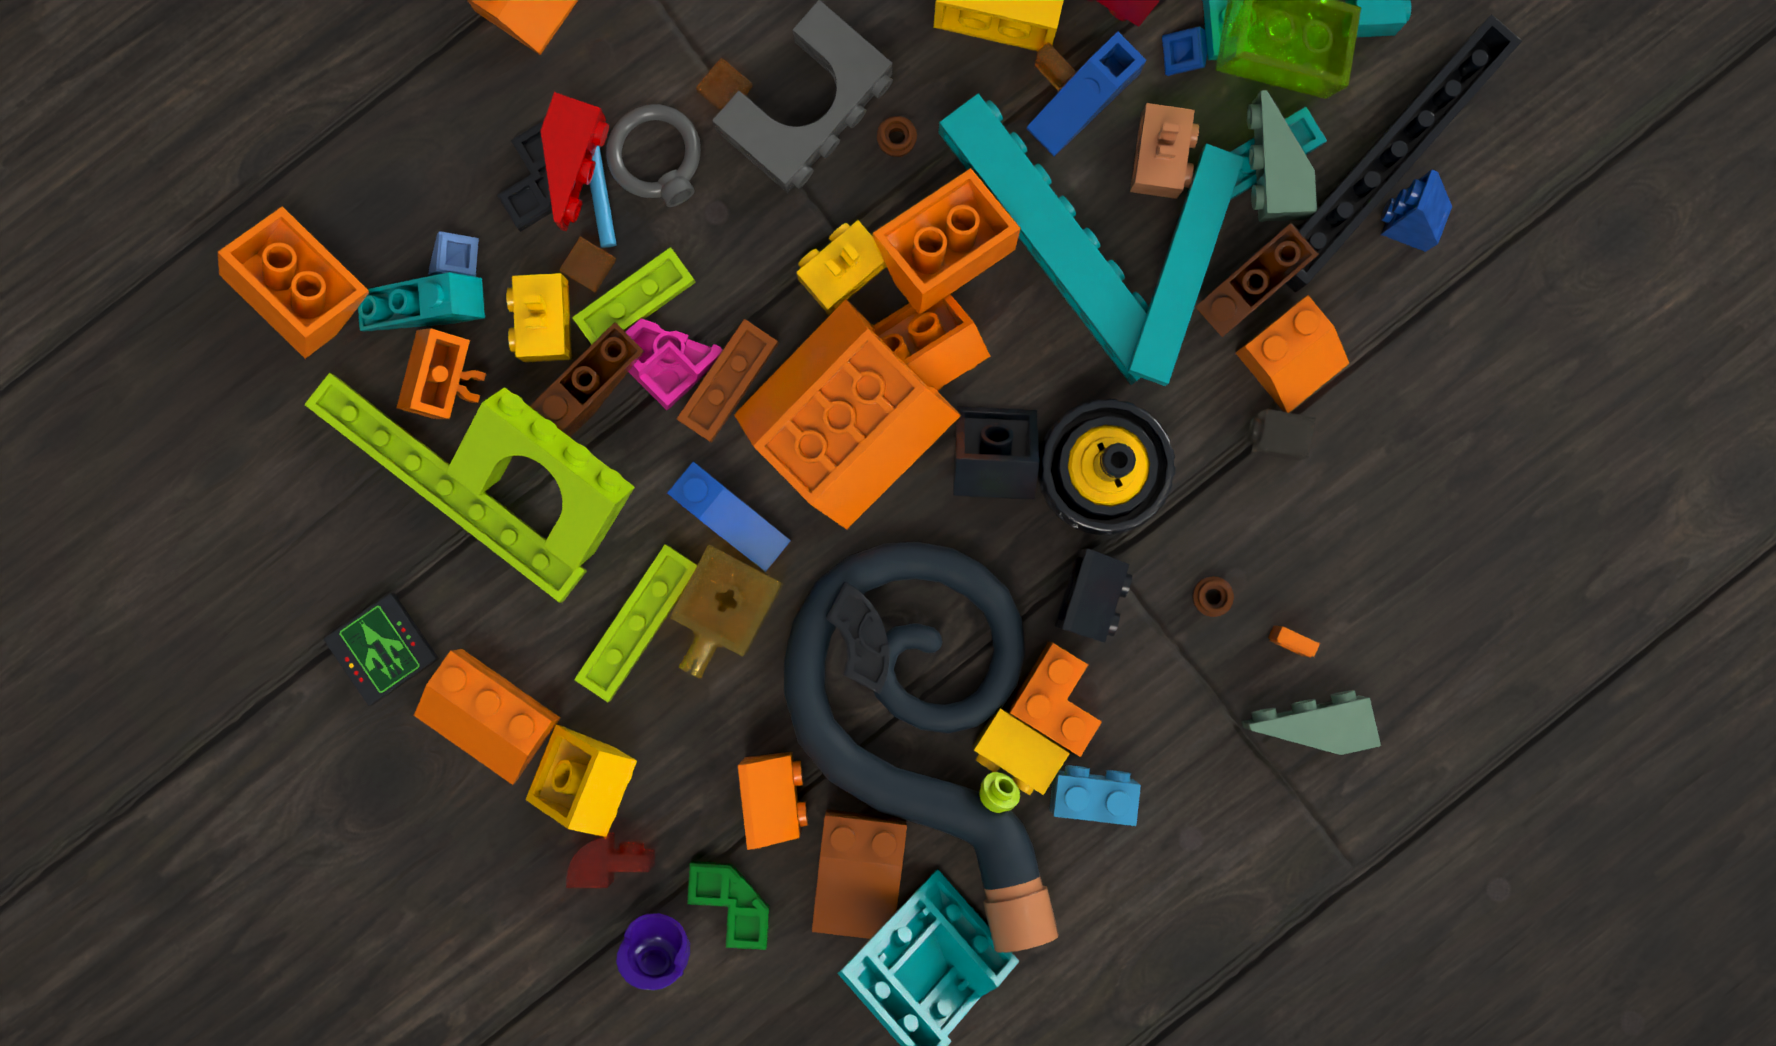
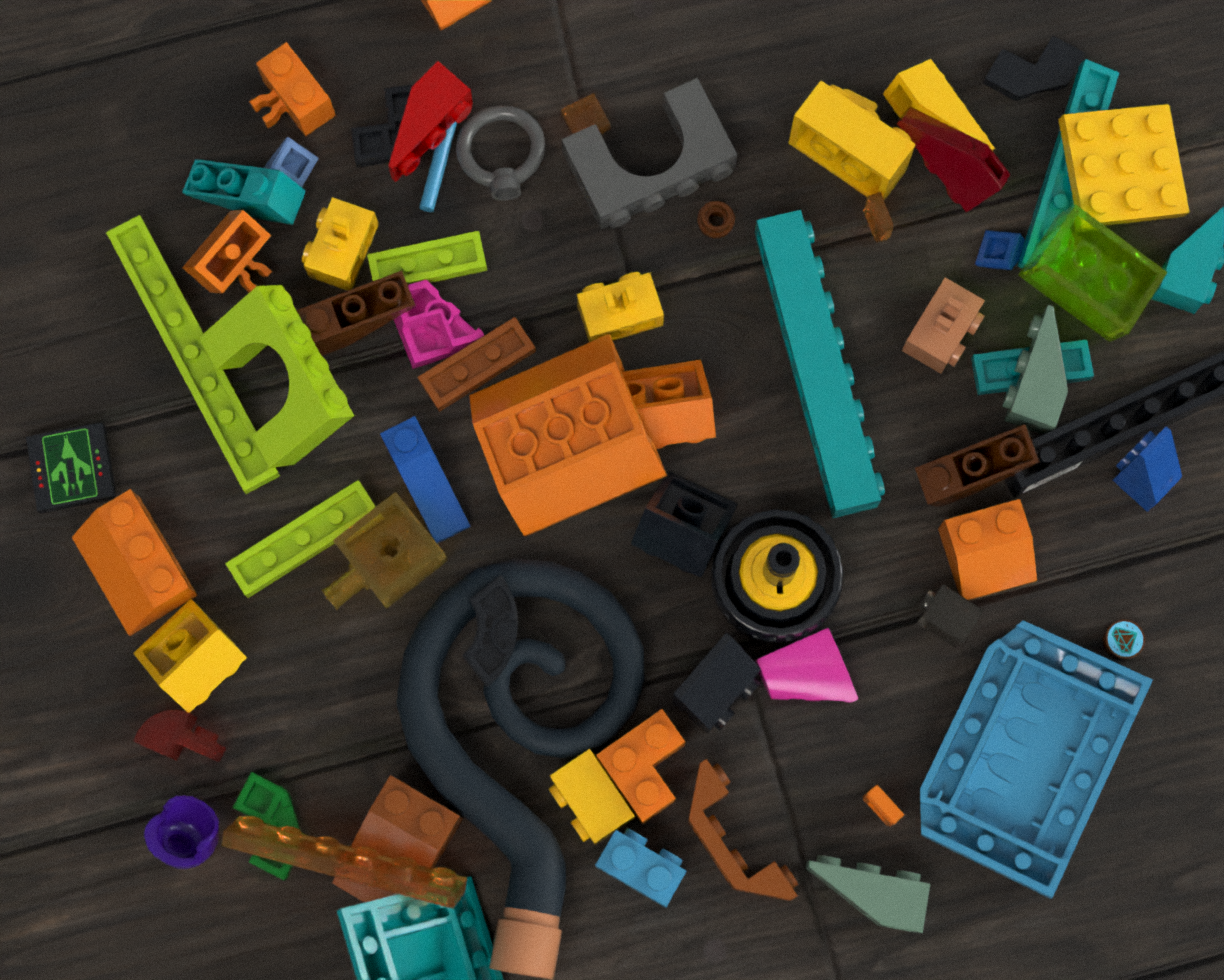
camera: 25 degrees right, 10 degrees down
(291, 281) = (144, 127): orange slope -> none
(423, 181) = (292, 92): none -> orange brick
(587, 264) = (401, 217): clear orange tile -> none
(771, 799) = (349, 741): orange slope -> none
(818, 914) = (354, 864): none -> clear orange plate
(946, 240) = (719, 322): orange slope -> none
(999, 792) = (555, 822): lime plate -> none
(1087, 93) = (897, 250): blue slope -> none
(1170, 543) = (807, 671): none -> dark pink slope
(1185, 265) = (920, 429): teal tile -> none
(1214, 757) = (768, 882): none -> dark orange slope
(1225, 593) = (833, 724): reddish brown plate -> none
(1410, 534) = (1029, 755): none -> dark azure slope
(1453, 386) = (1123, 639): none -> tile

